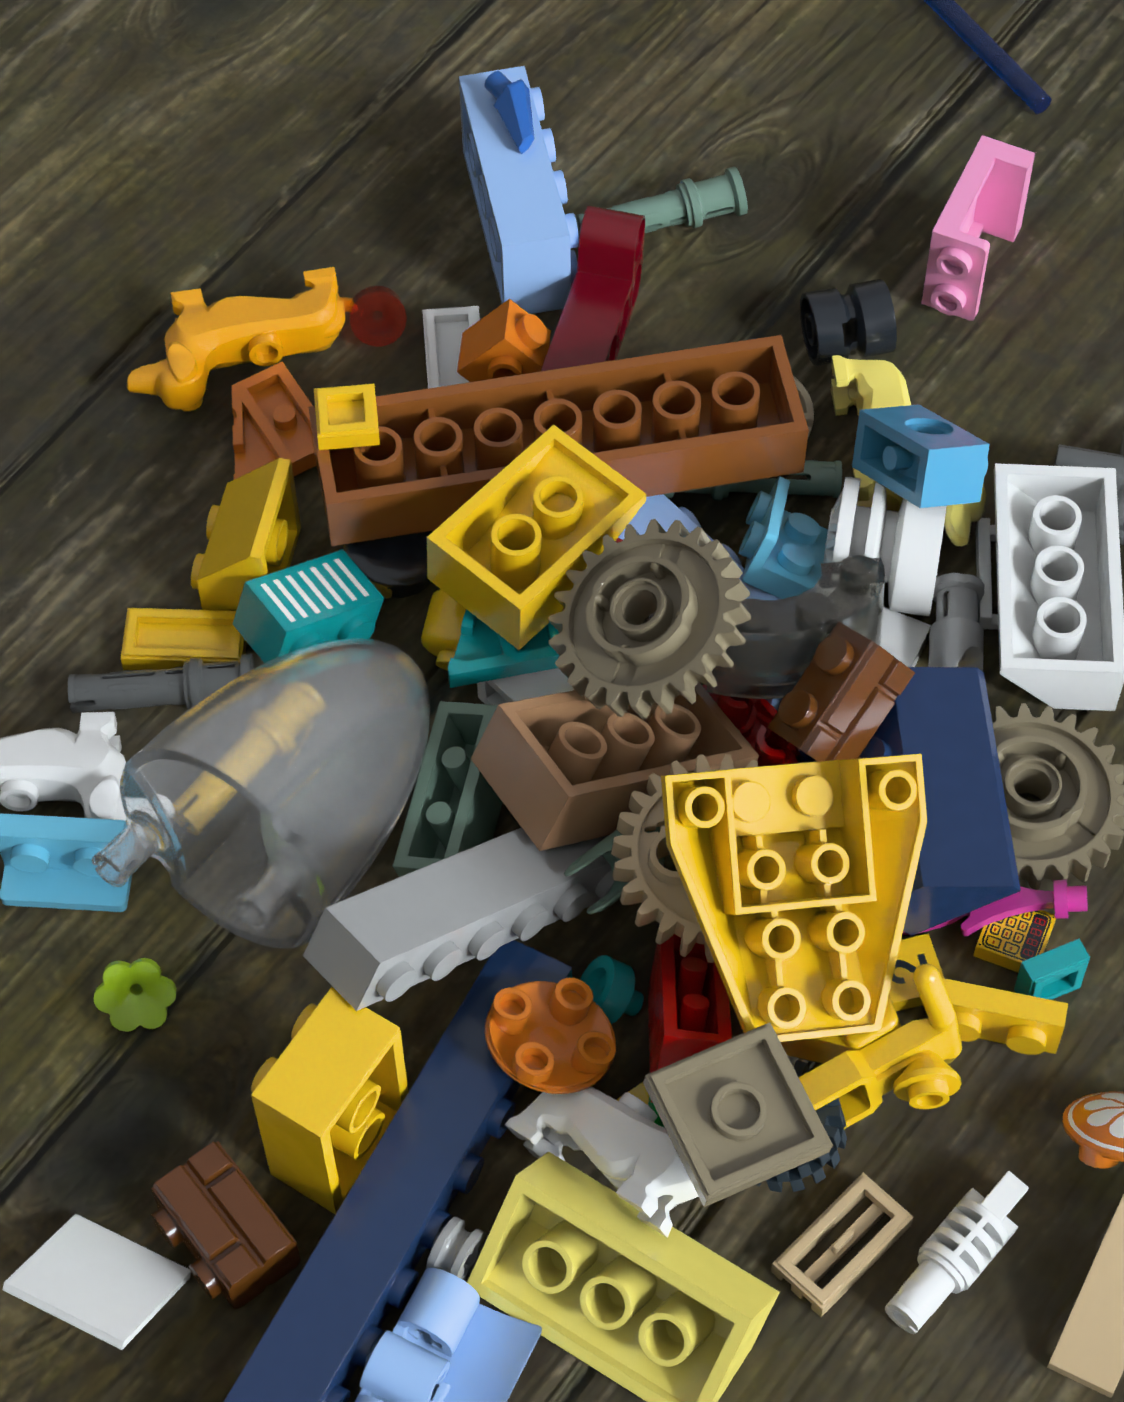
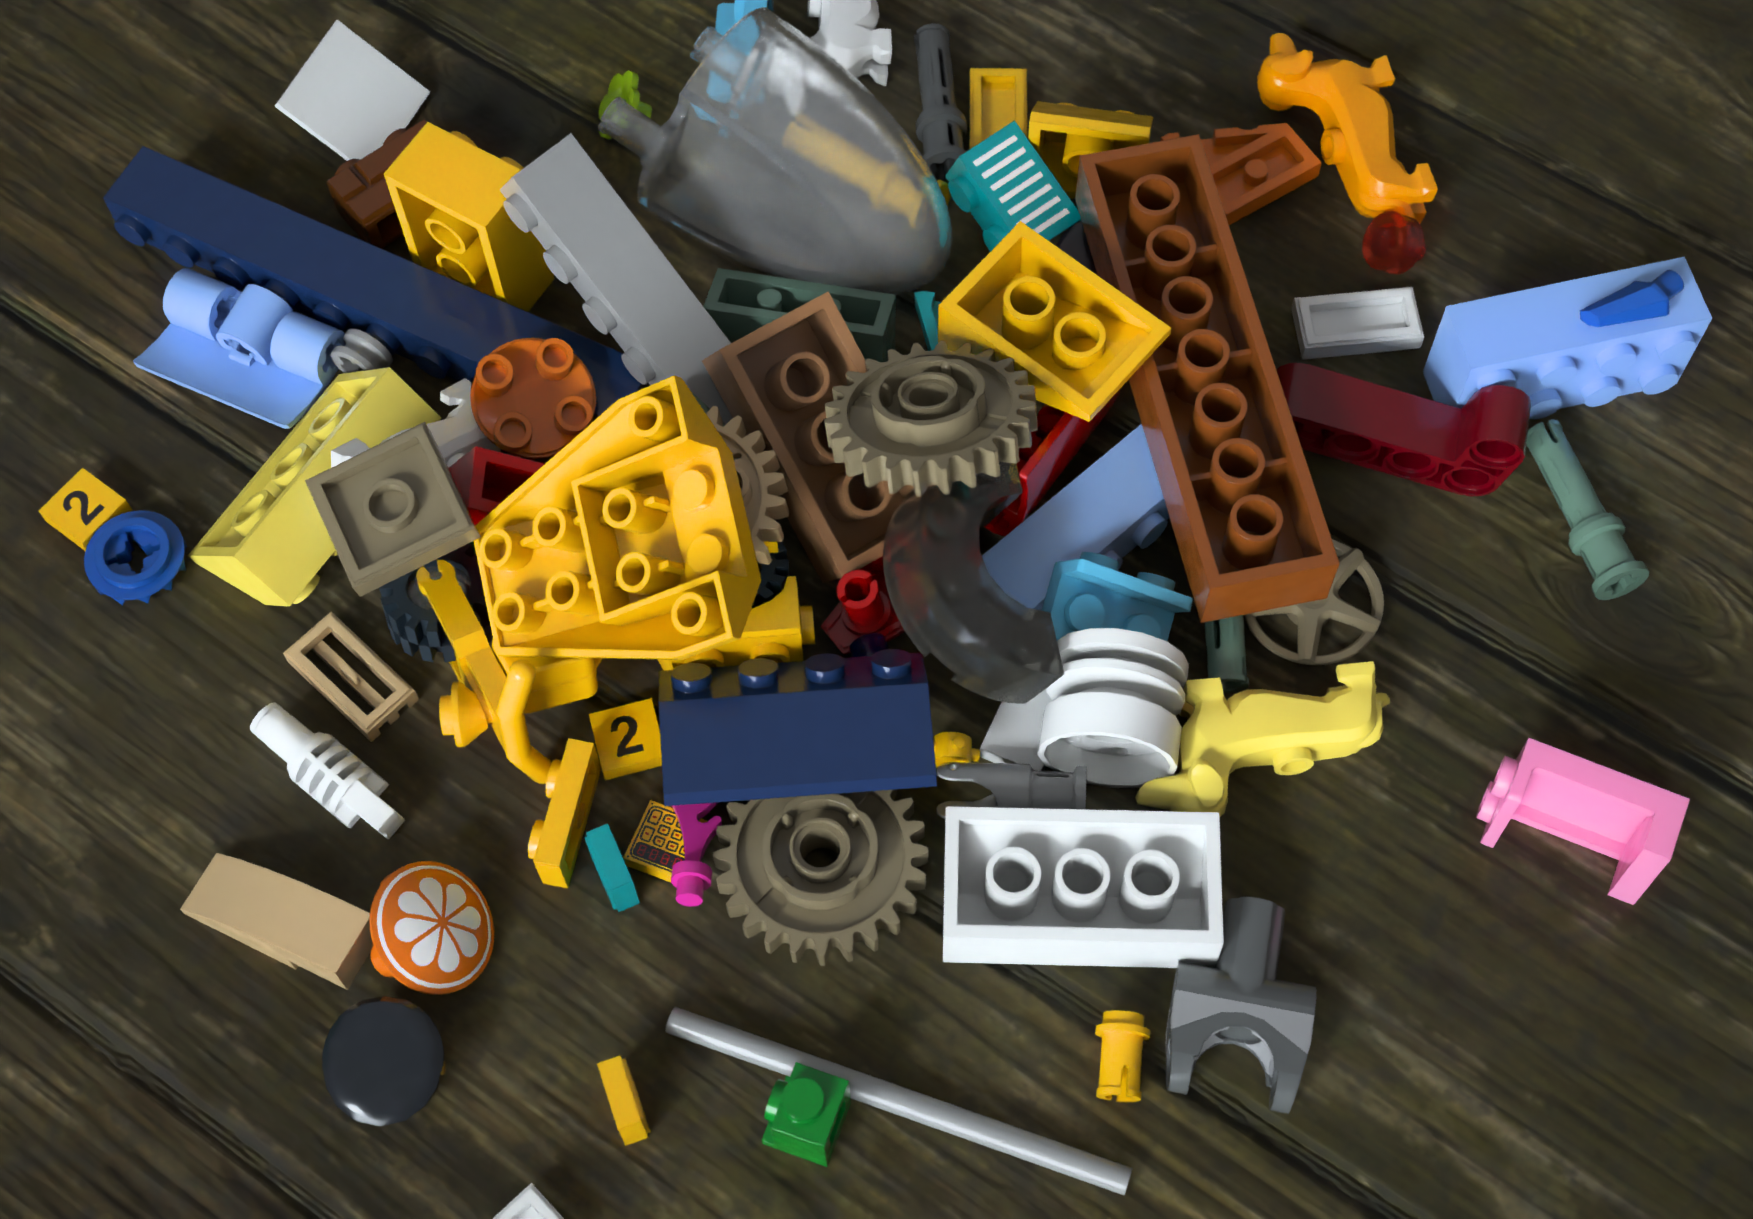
camera: 90 degrees right, 5 degrees up
(346, 416) = (1182, 161): yellow tile -> none
(503, 344) = (1348, 343): orange brick -> none
(841, 697) = (872, 621): reddish brown brick -> none
(867, 317) = (1437, 694): black wheel -> none
(920, 456) = (1192, 710): dark azure brick -> none

